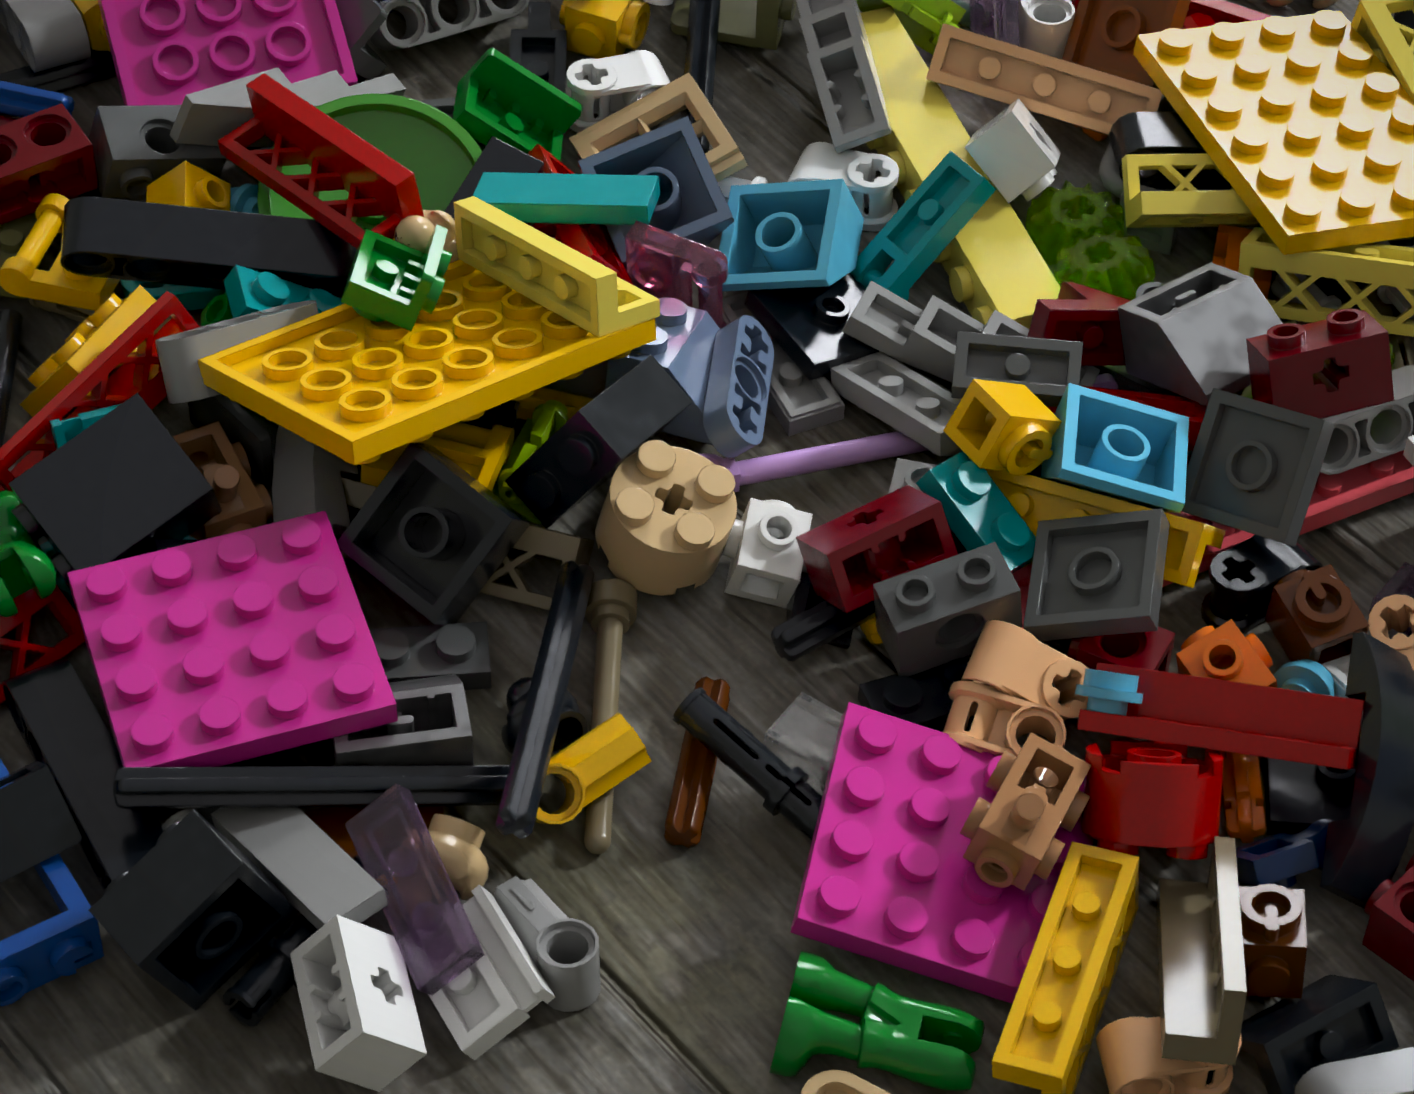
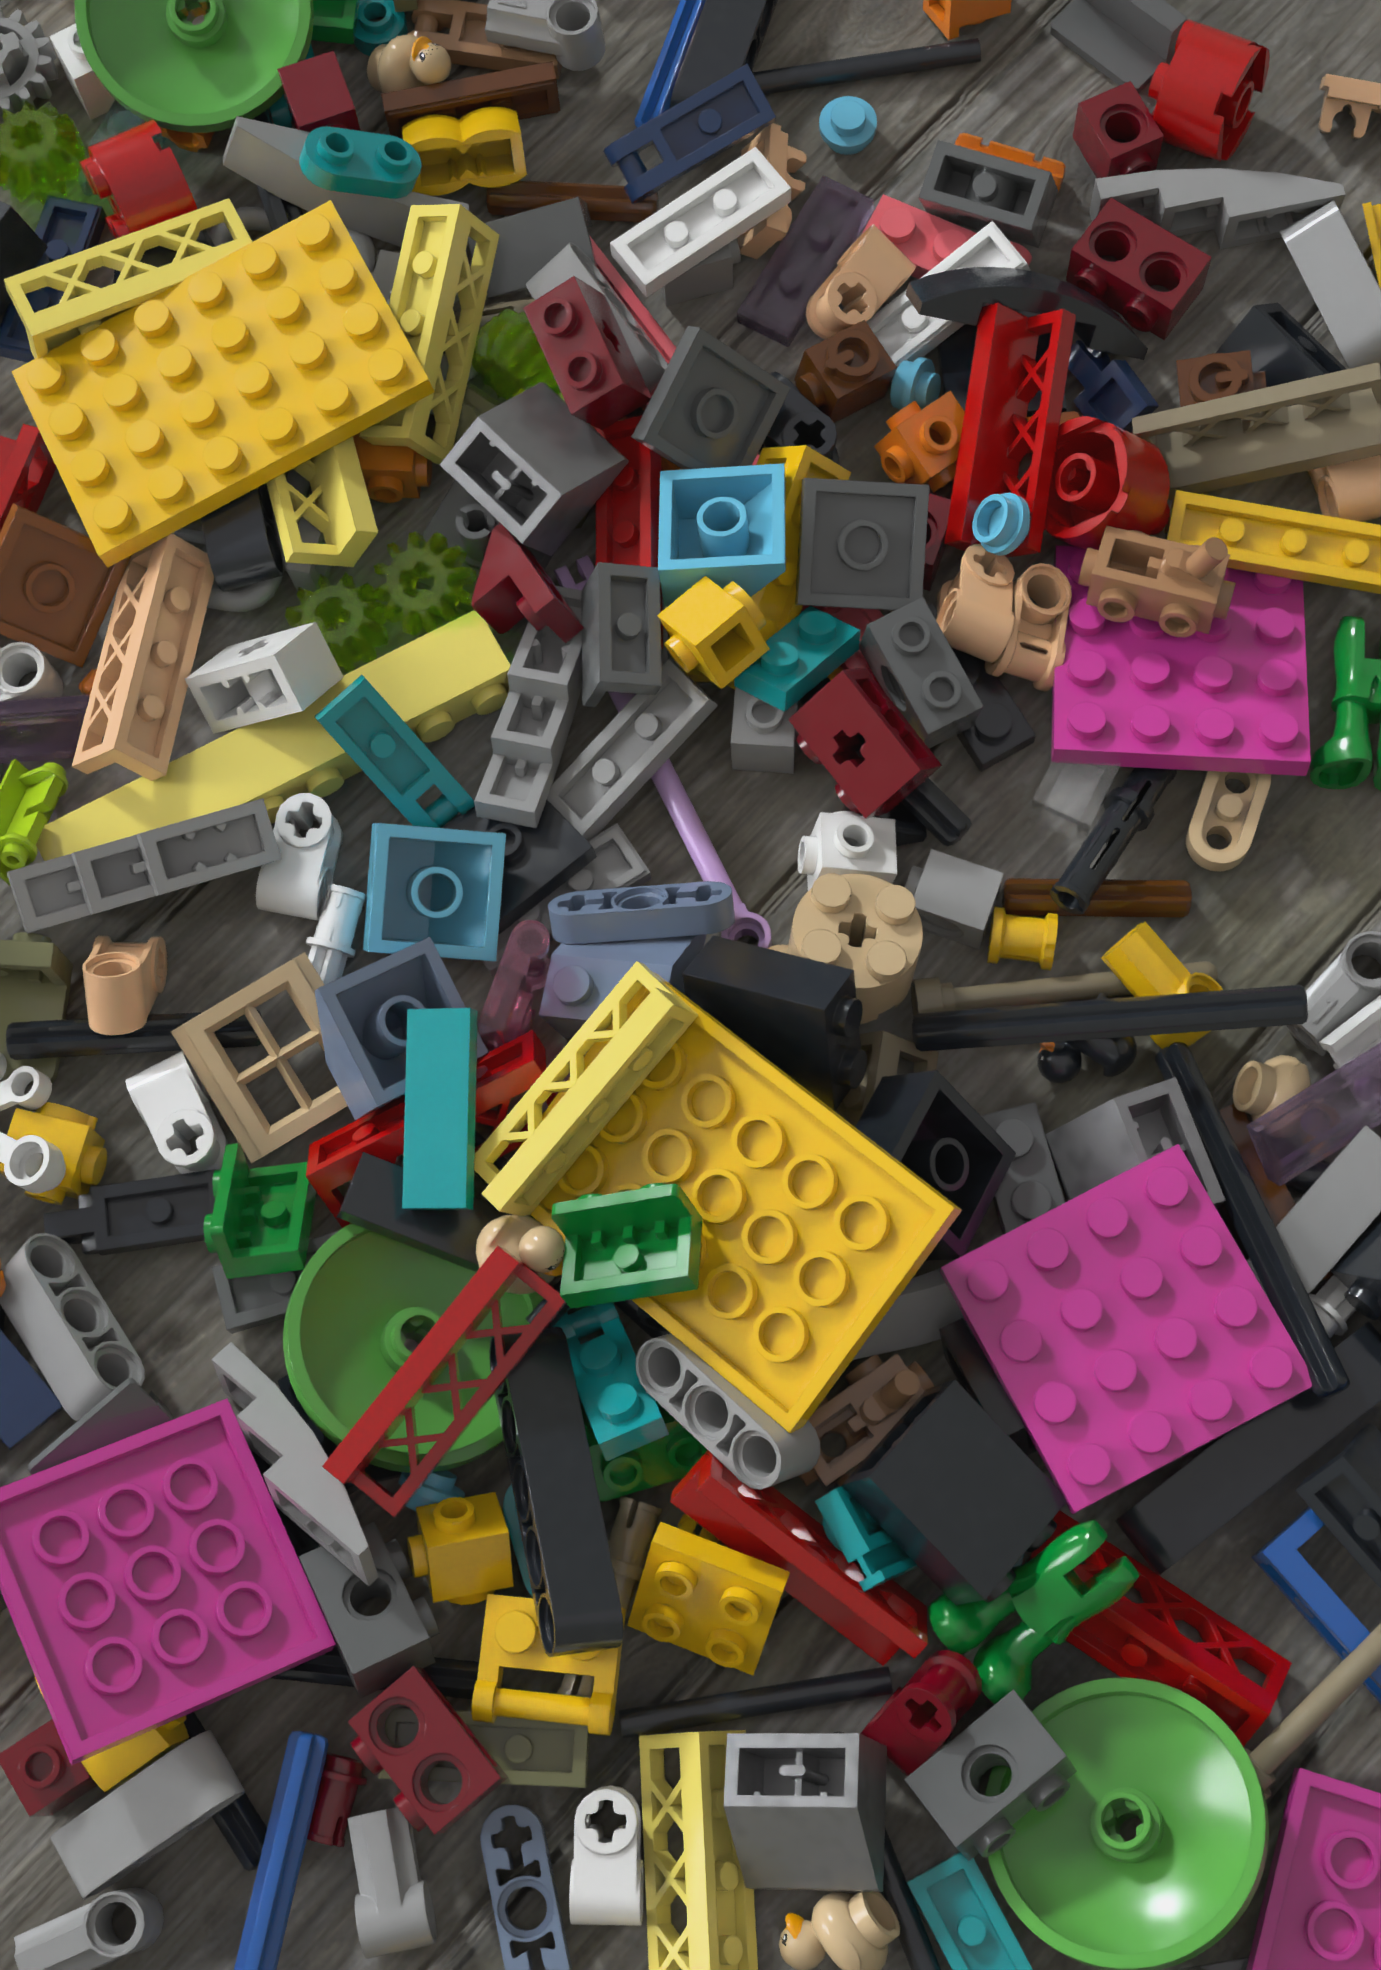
camera: 90 degrees left, 25 degrees up
(665, 677) = (1022, 938): none -> yellow bush
(713, 633) = (954, 897): none -> light grey brick
(745, 51) = (123, 983): none -> light nougat piece
(773, 871) = (1228, 815): none -> tan plate

